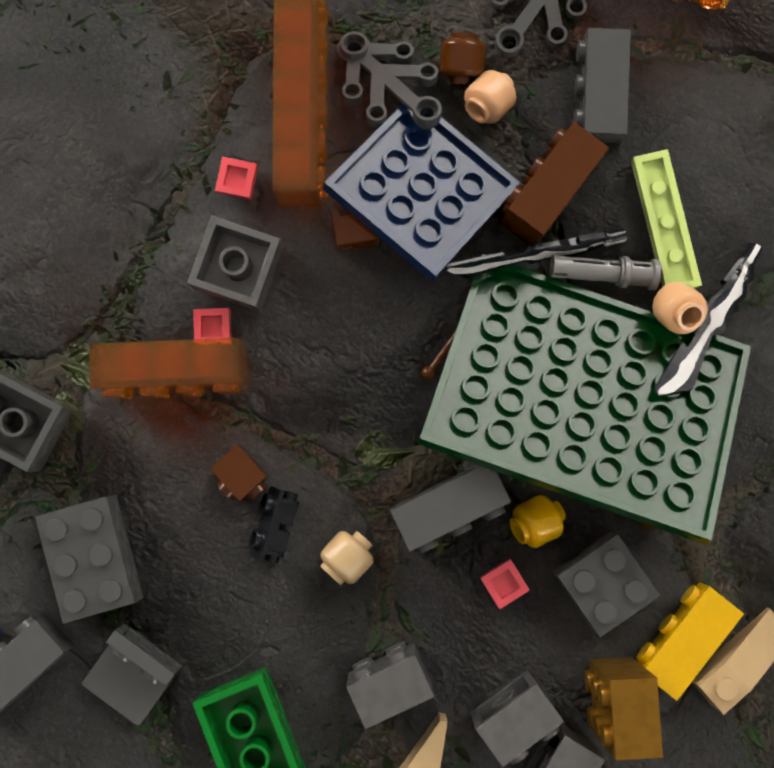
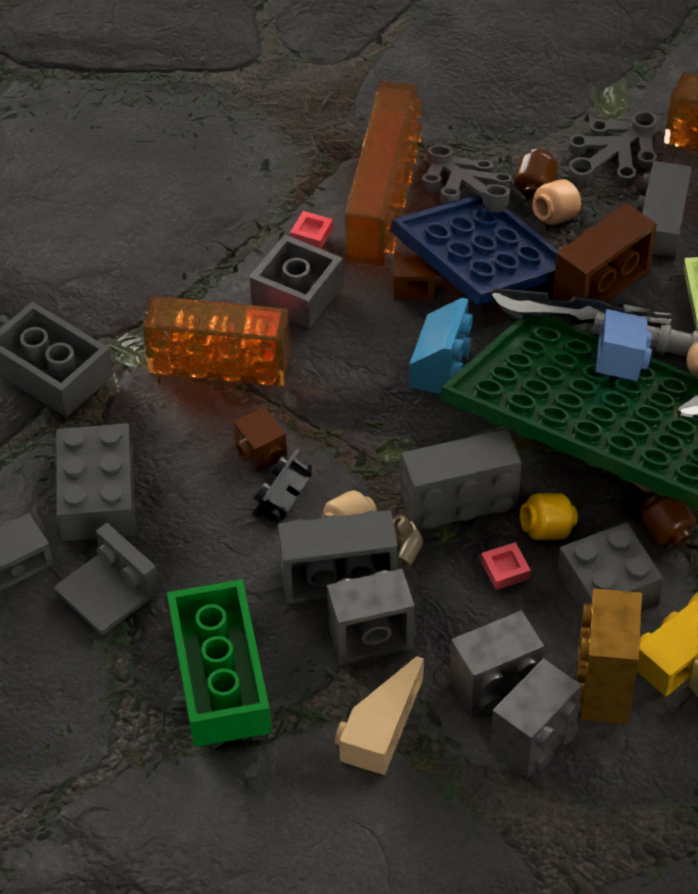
camera: 10 degrees right, 35 degrees down
(344, 619) = (334, 550): none -> dark grey brick
(400, 330) = (441, 347): none -> dark azure slope
(408, 565) = (408, 540): none -> dark tan arm
(588, 307) = (623, 345): none -> medium blue brick

